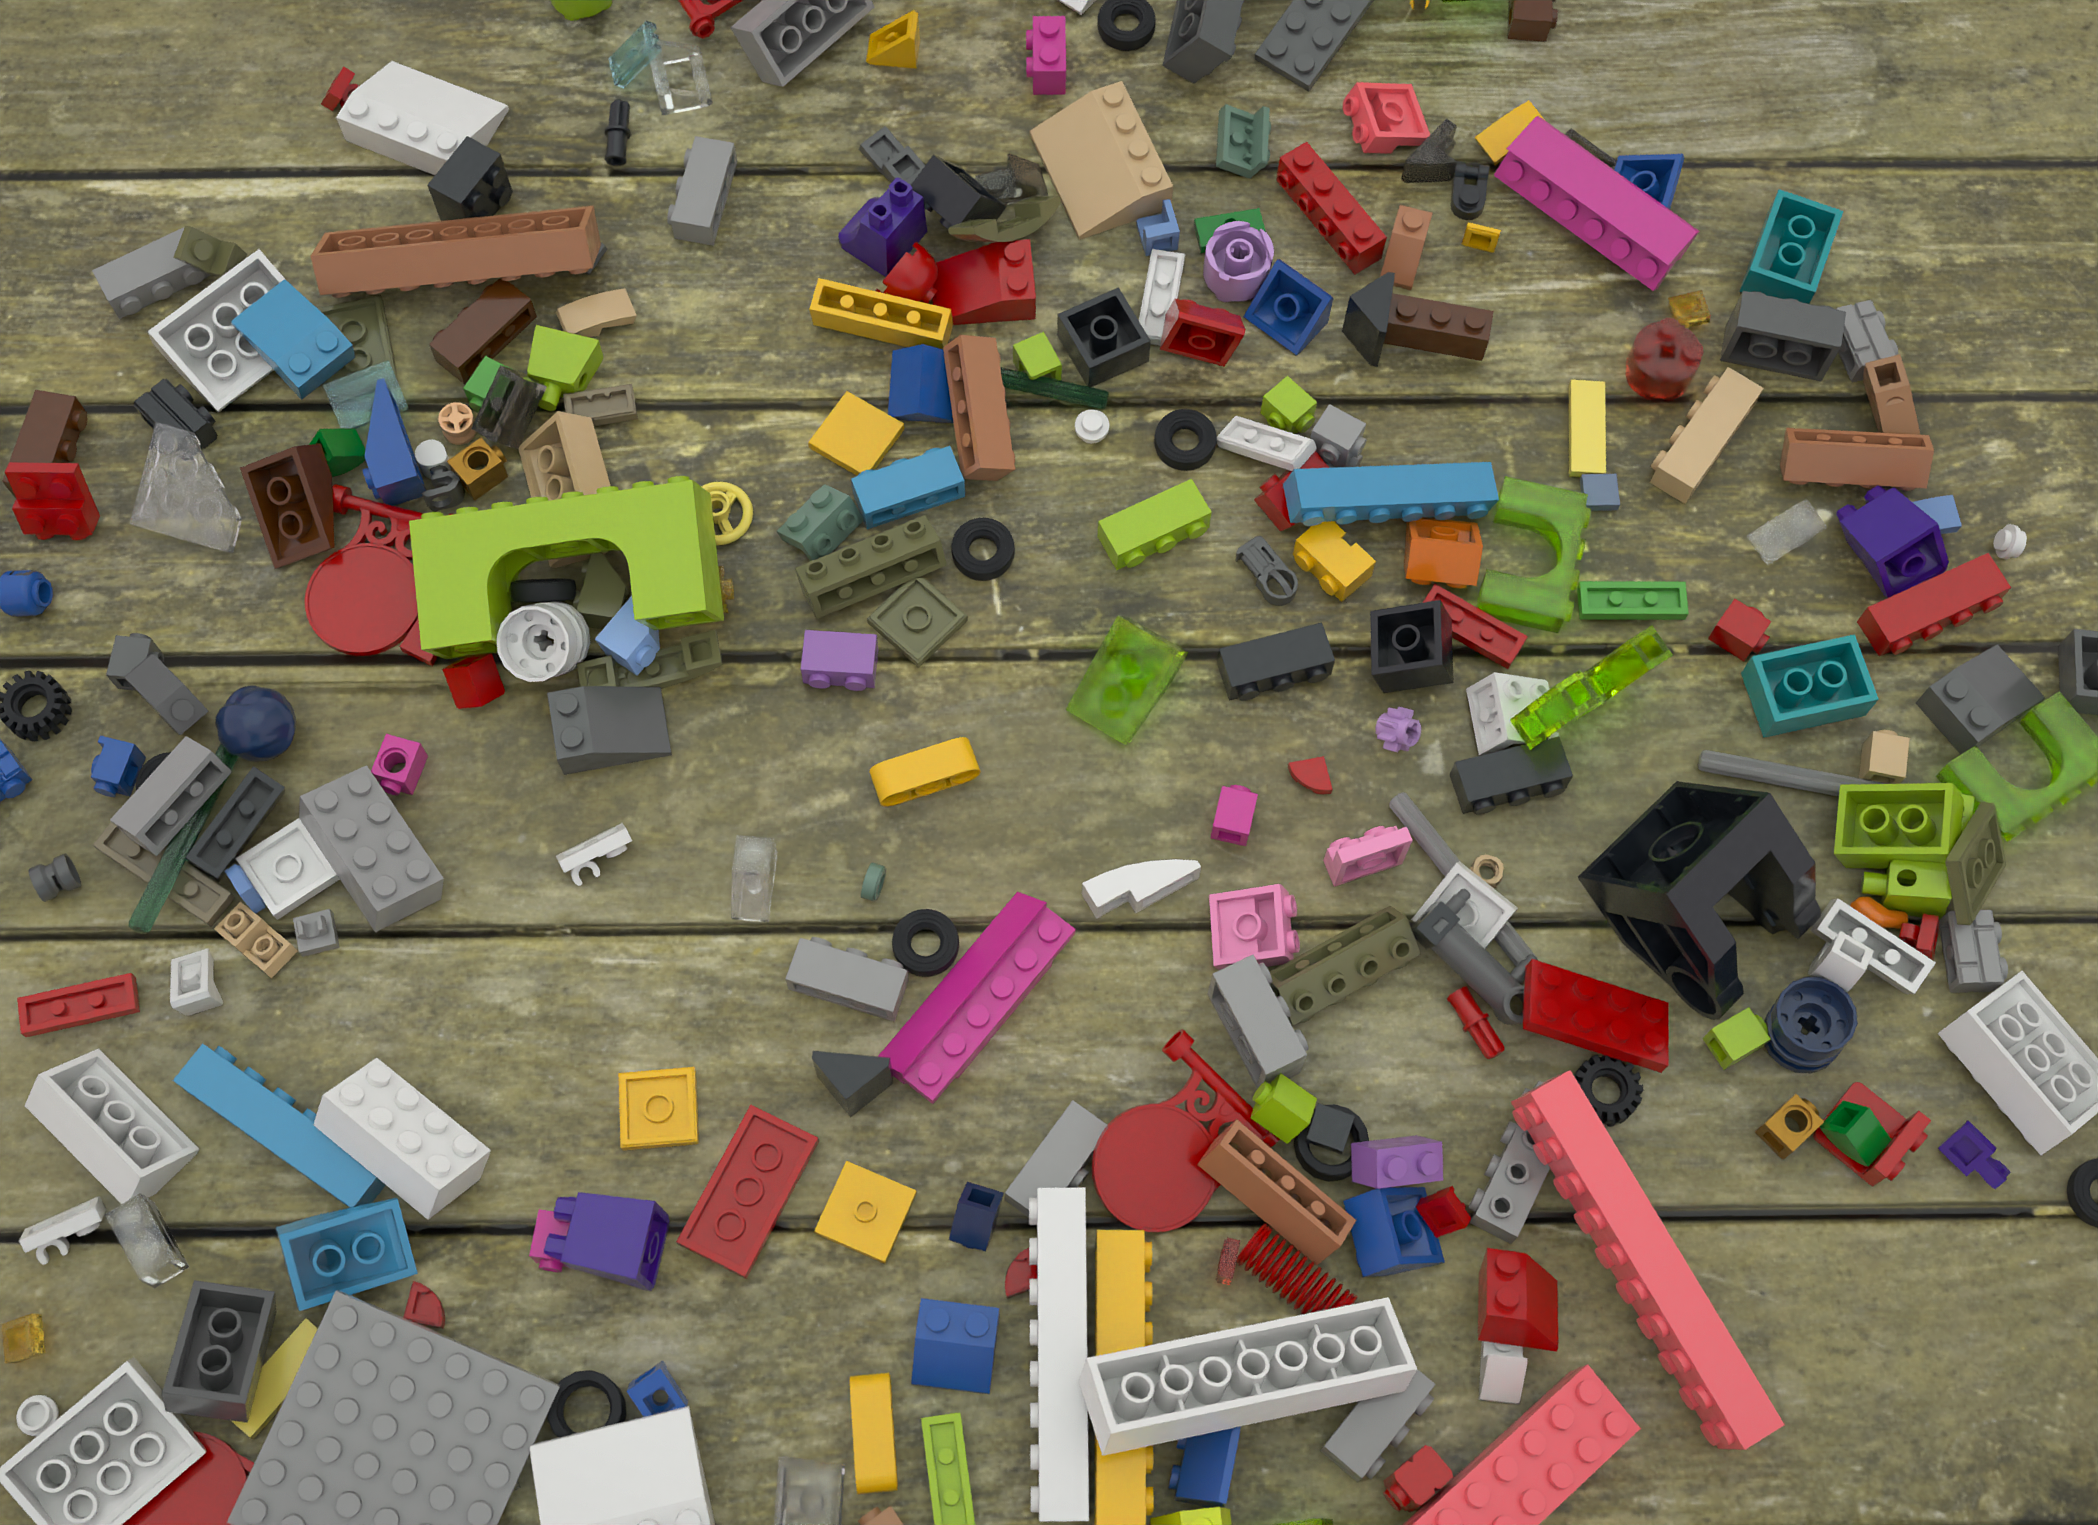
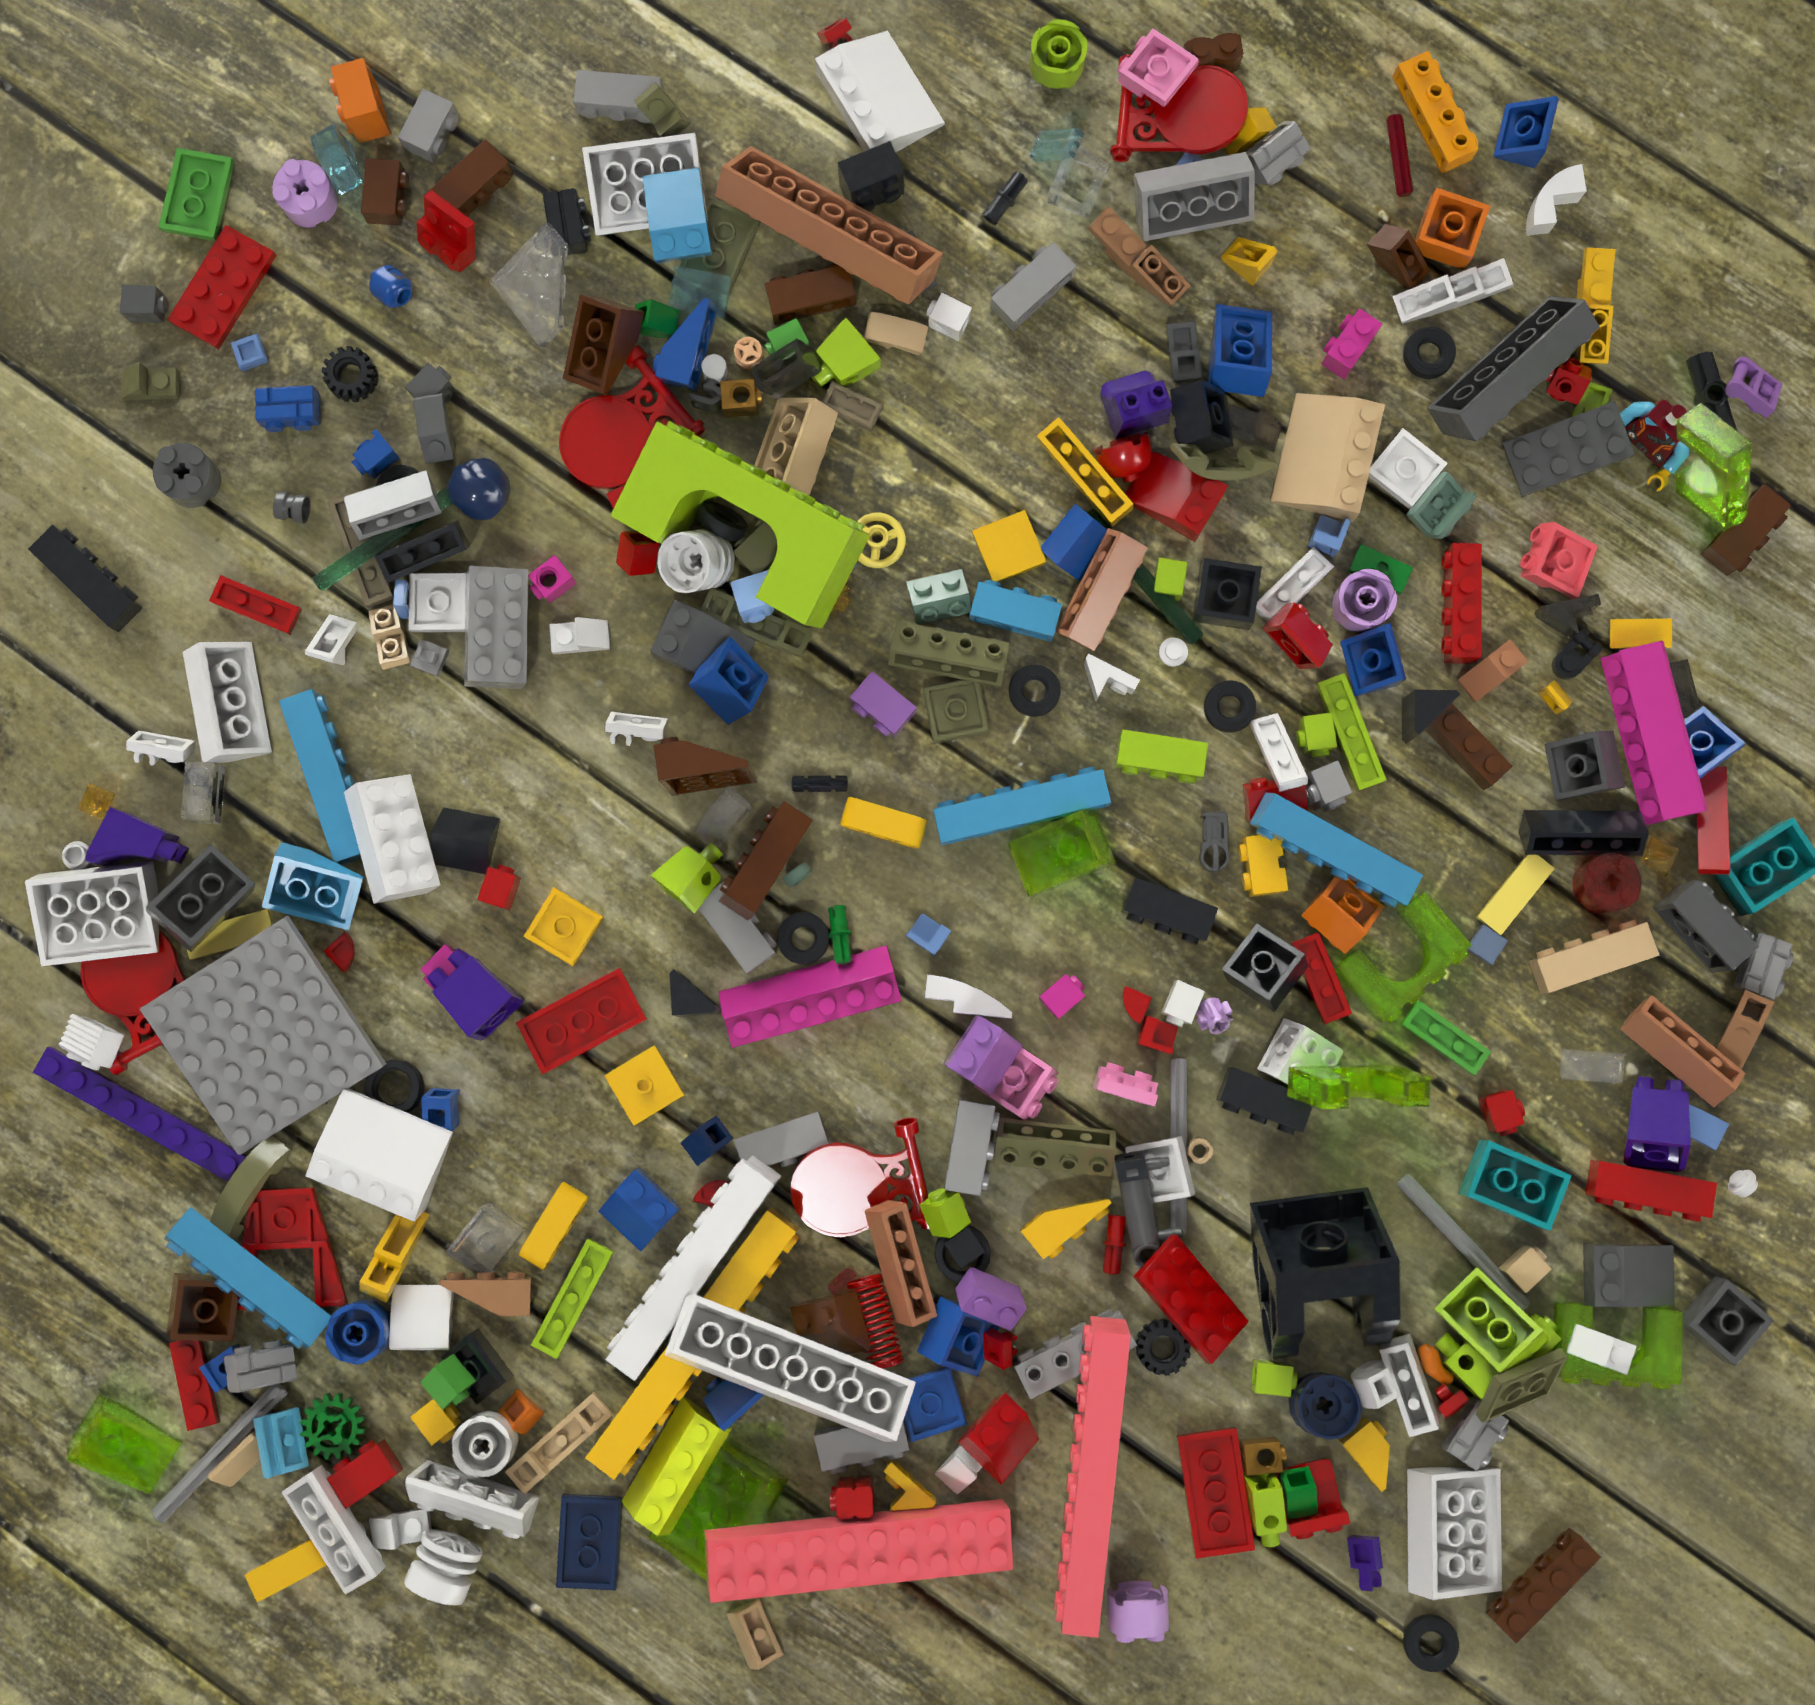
camera: 40 degrees right, 15 degrees up
(95, 1342) = (130, 837): none -> dark purple hips
(473, 799) = (579, 636): none -> white slope
(486, 1093) = (464, 840): none -> black slope
(558, 1113) = (499, 887): none -> red brick
(639, 266) = (949, 316): none -> white brick
(663, 738) = (729, 681): none -> blue slope
(696, 827) = (694, 768): none -> reddish brown slope
(759, 957) = (689, 876): none -> lime torso
(785, 108) = (1137, 259): none -> medium nougat slope
(829, 779) = (820, 783): none -> black axle
(830, 884) = (765, 860): none -> reddish brown brick
(950, 123) = (1241, 350): none -> blue slope
(962, 910) = (840, 934): none -> green axle
(1038, 486) = (1102, 672): none -> white slope
(1051, 665) = (1022, 806): none -> dark azure brick
(1053, 851) = (928, 934): none -> medium blue panel
(1185, 128) = (1406, 468): none -> white plate
(1197, 918) = (983, 1054): none -> medium lavender slope
(1253, 1297) = (833, 1322): none -> reddish brown slope
(1326, 388) = (1351, 732): none -> lime plate
(1356, 790) = (1157, 1035): none -> red panel
(1357, 739) = (1182, 1003): none -> white brick
(1403, 1047) = (1056, 1225): none -> yellow slope
(1427, 1321) = (933, 1405): none -> blue plate
(1474, 1432) = (913, 1494): none -> yellow slope
(1556, 274) = (1584, 765): none -> dark grey slope
(1603, 330) = (1583, 832): none -> black brick
(1717, 246) = (1713, 824): none -> tile
(1775, 1199) = (1215, 1492): none -> red plate
(1801, 1376) = (1138, 1611): none -> lavender brick
(1835, 1171) = (1266, 1507): none -> lime torso
(1888, 1044) = (1369, 1450): none -> yellow slope
(2017, 776) = (1601, 1349): none -> white slope

